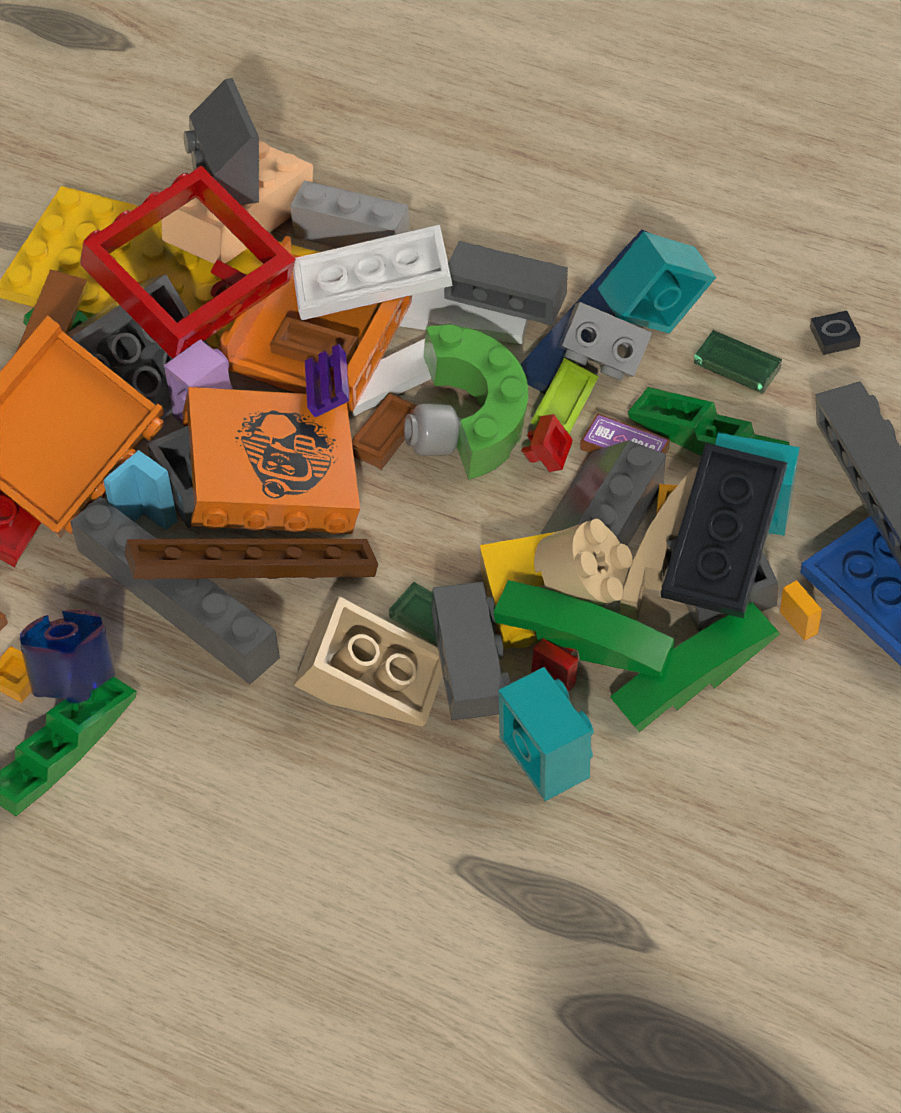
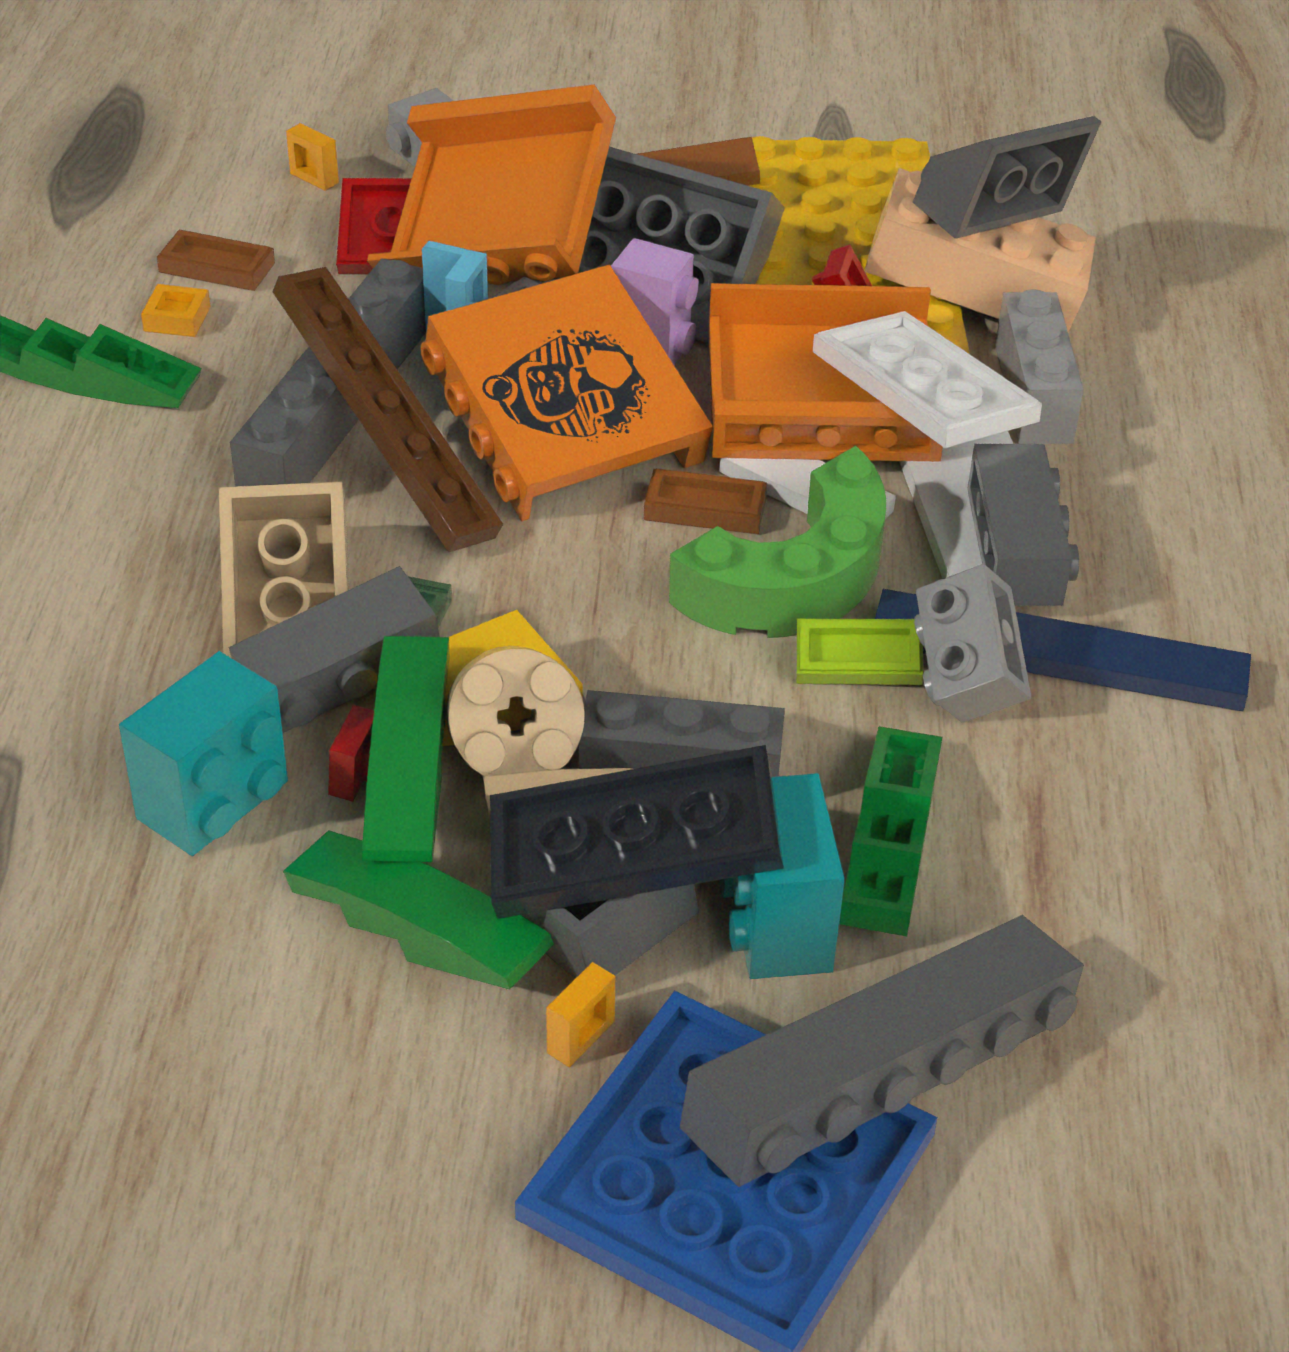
camera: 65 degrees right, 10 degrees down
(67, 655) = (181, 311): clear blue brick -> none
(220, 310) = (774, 257): red window -> none
(306, 340) = (783, 368): dark orange tile -> none
(319, 382) = (706, 385): dark purple tile -> none
(432, 429) = (712, 509): light grey head -> none
(548, 443) = (762, 652): red tile -> none
(608, 432) = (820, 737): medium lavender tile -> none
(656, 282) = (1111, 659): teal brick -> none
(738, 361) = (1065, 833): clear green tile -> none
(835, 332) = (1210, 940): black tile -> none

